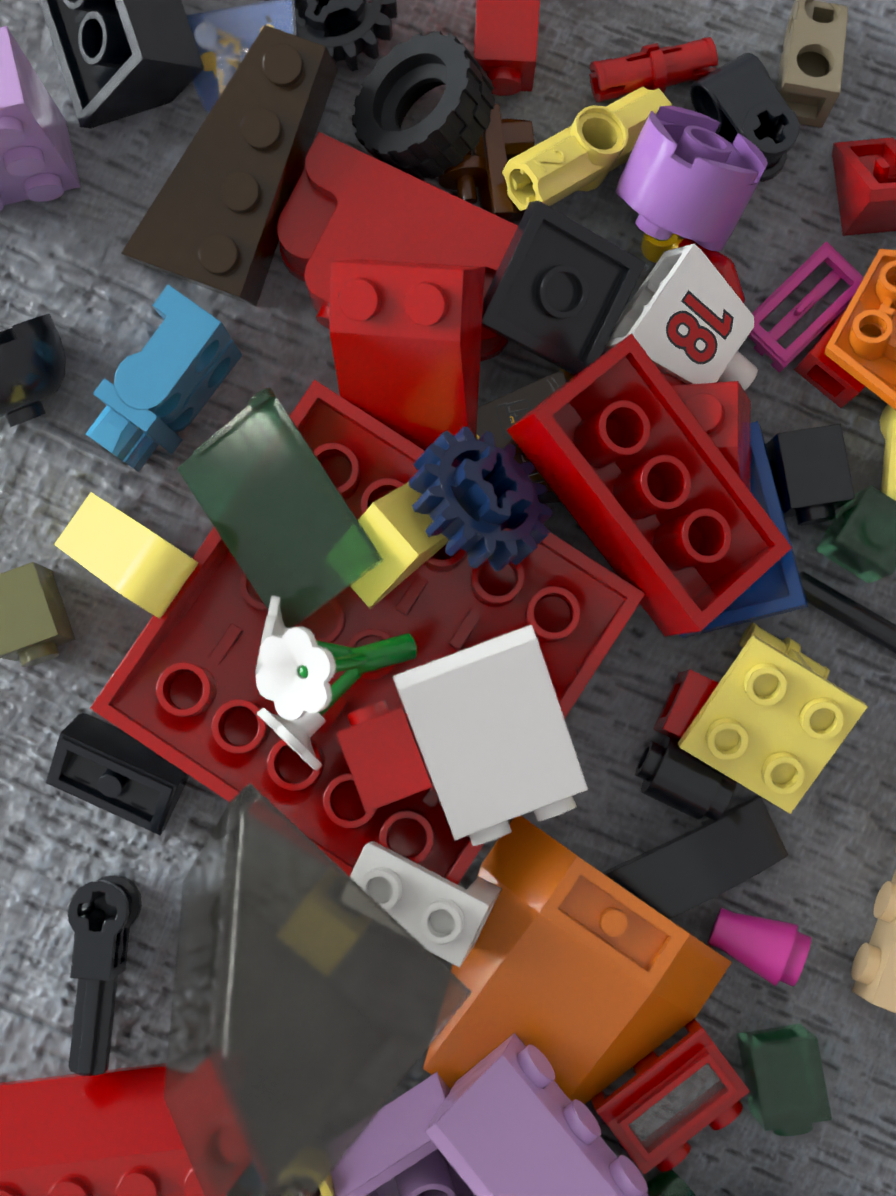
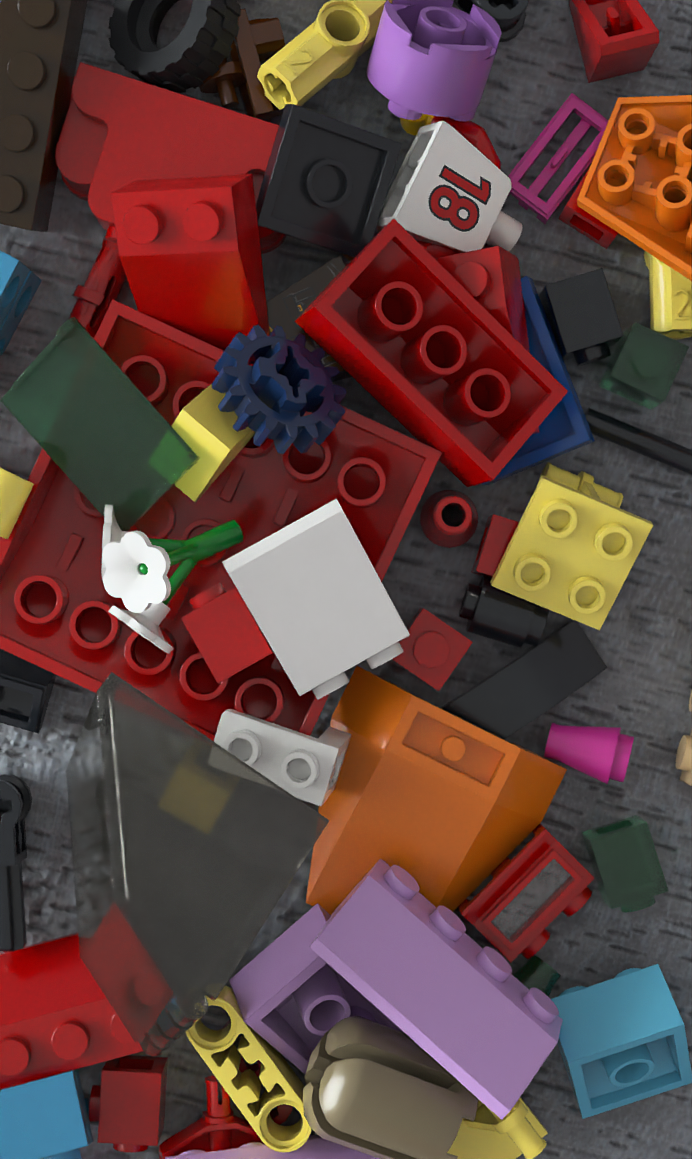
camera: 15 degrees left, 5 degrees up
(307, 363) = (99, 288): none -> red pin
(605, 809) = (431, 649): none -> red brick
(623, 670) = (437, 530): none -> red cone

